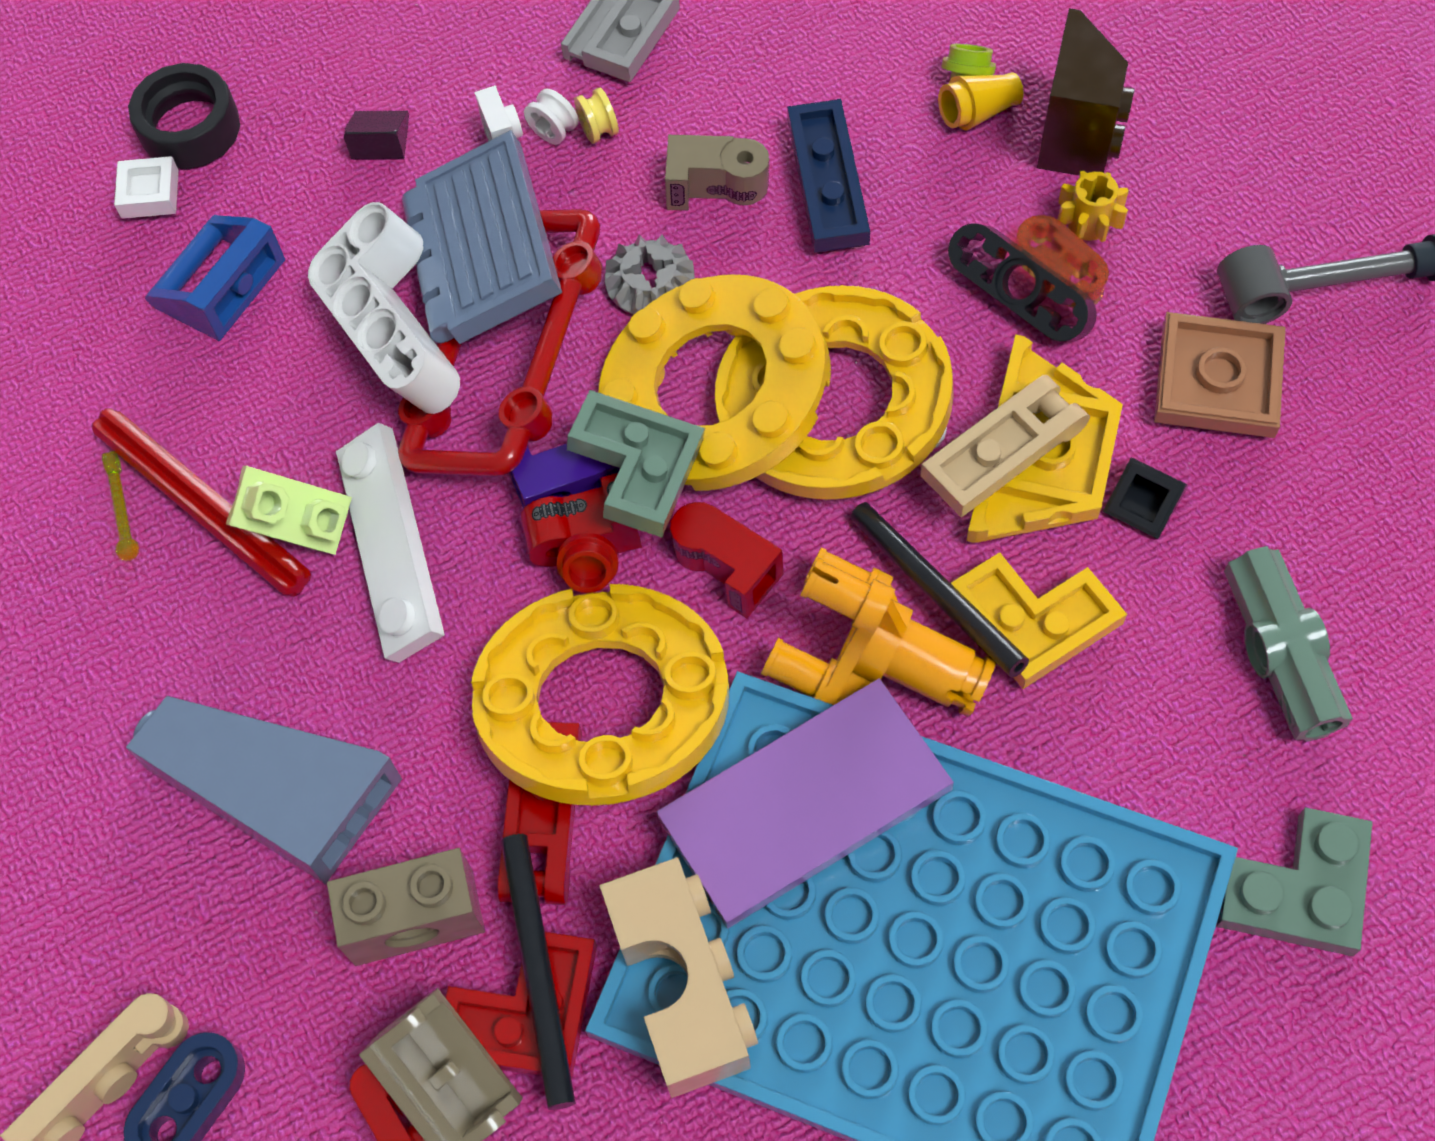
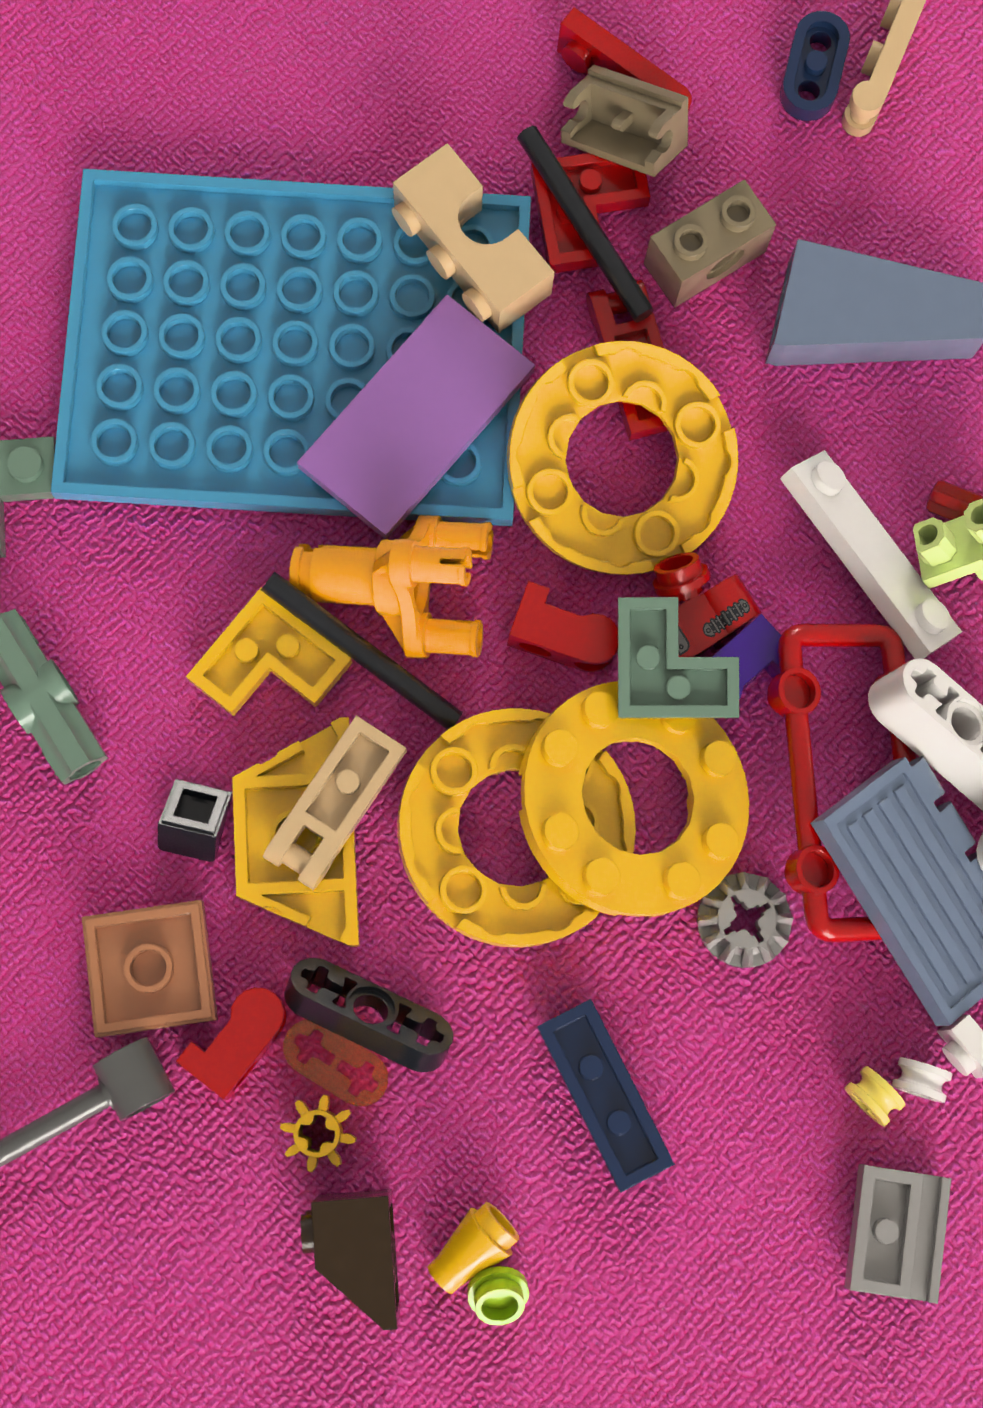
camera: 150 degrees right, 15 degrees up
(715, 169) = (704, 1071): dark tan leg -> none
(1150, 289) = (253, 1027): none -> red leg

